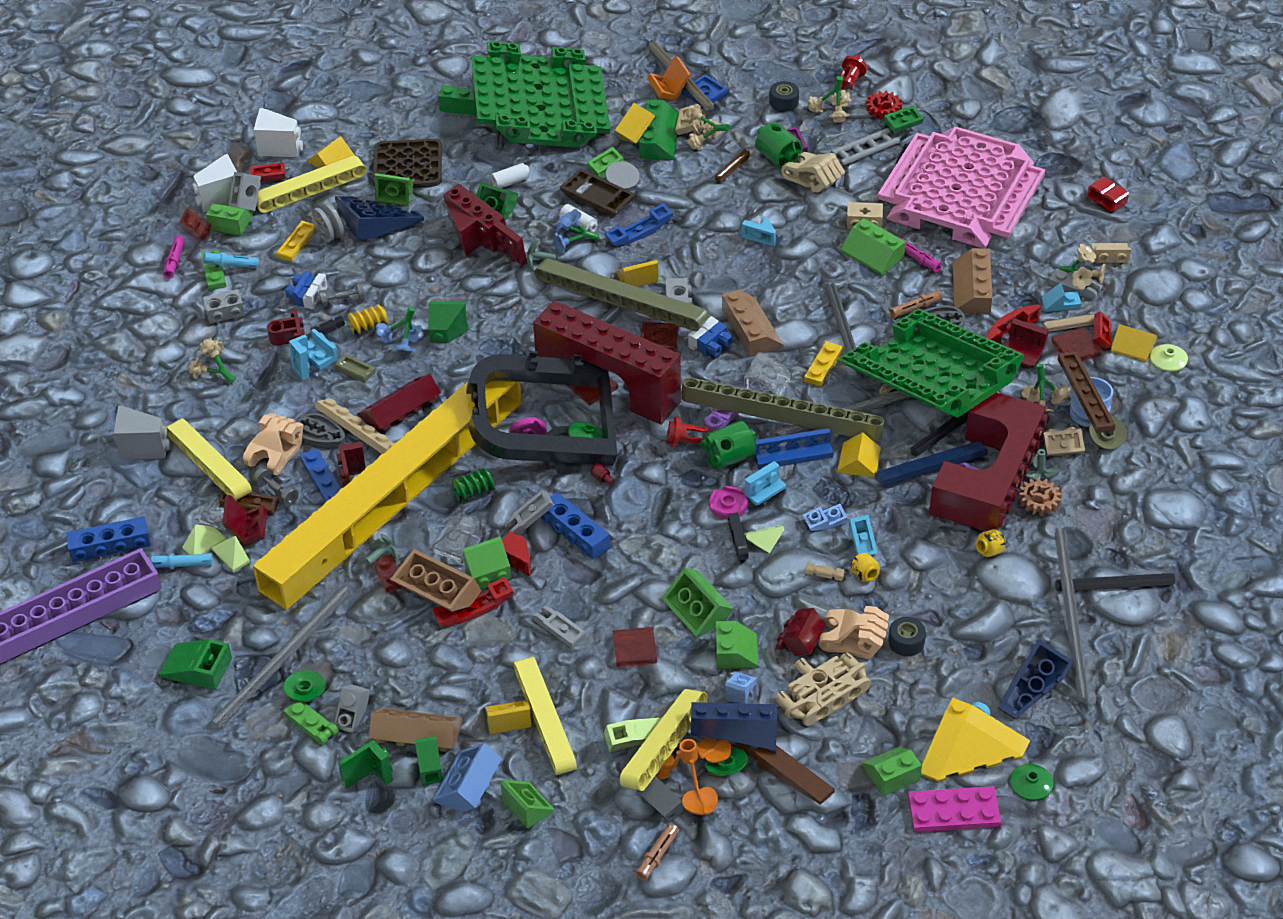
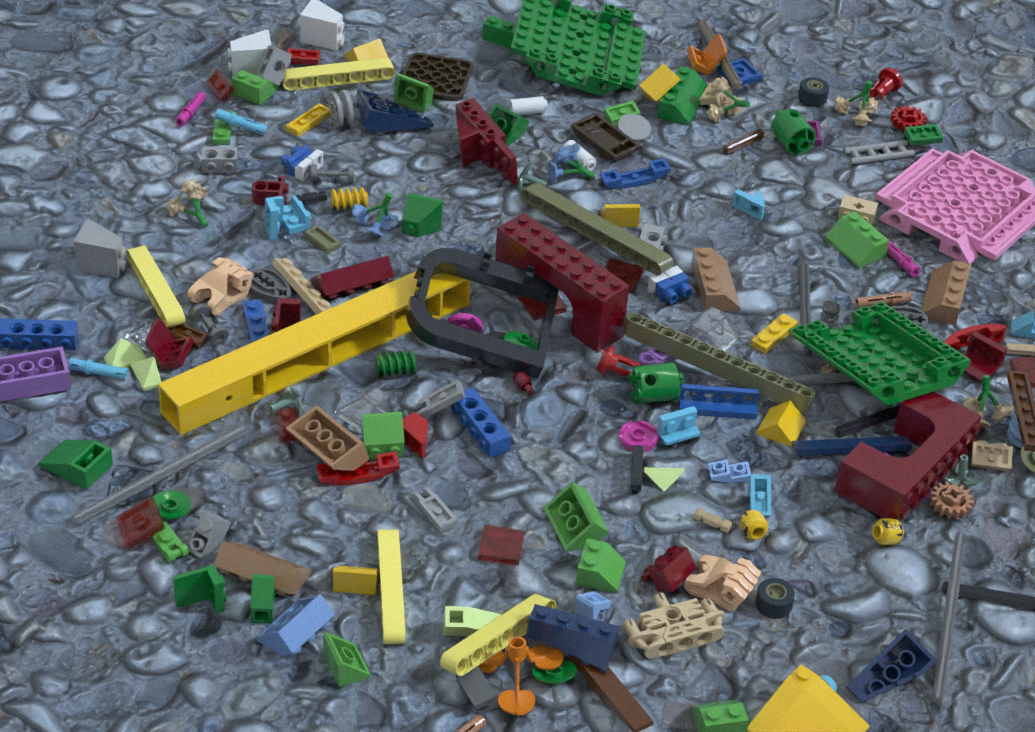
camera: 10 degrees right, 5 degrees down
(281, 711) = (140, 522): none -> clear red tile
(815, 171) = (821, 161): tan piece -> none
(870, 329) = (830, 312): none -> clear smoke wheel

